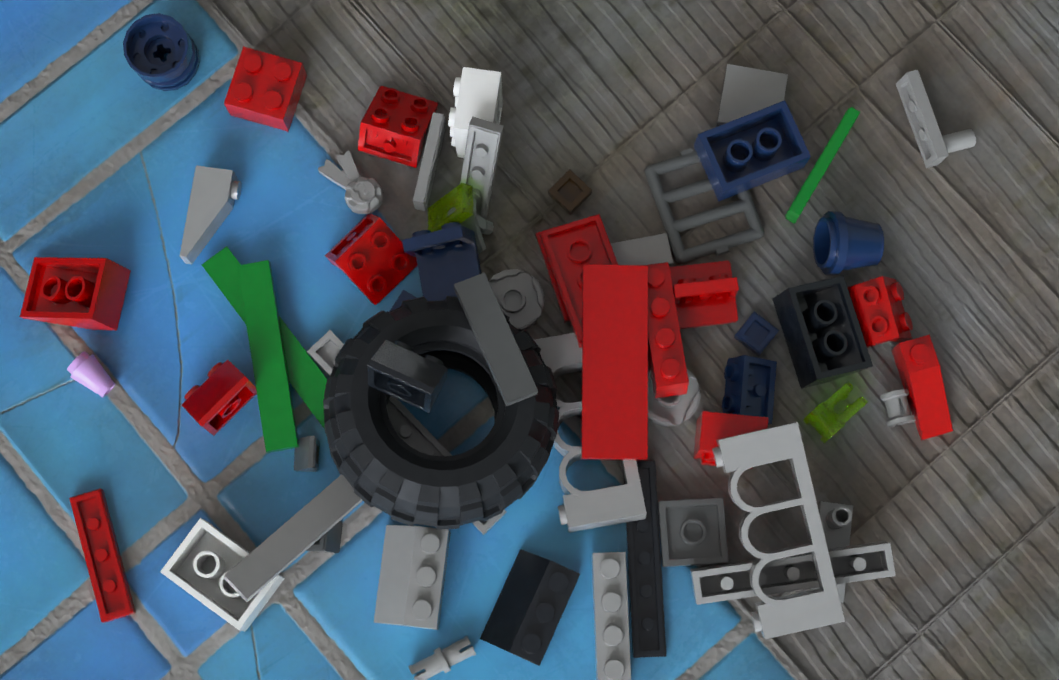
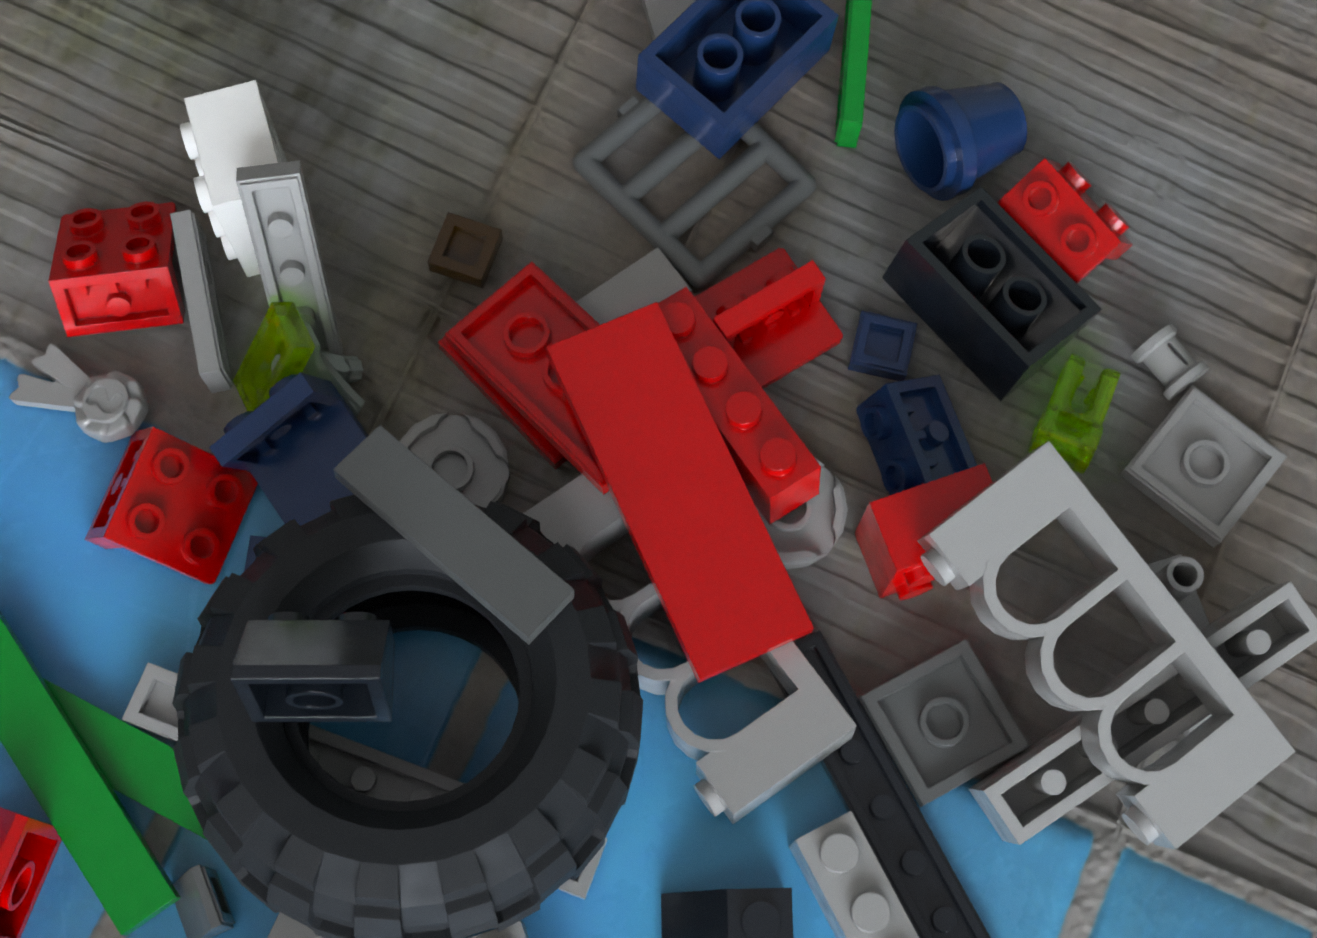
camera: 30 degrees left, 5 degrees down
(888, 467) = (1203, 466): none -> light grey tile
(923, 379) = (1181, 288): red slope -> none

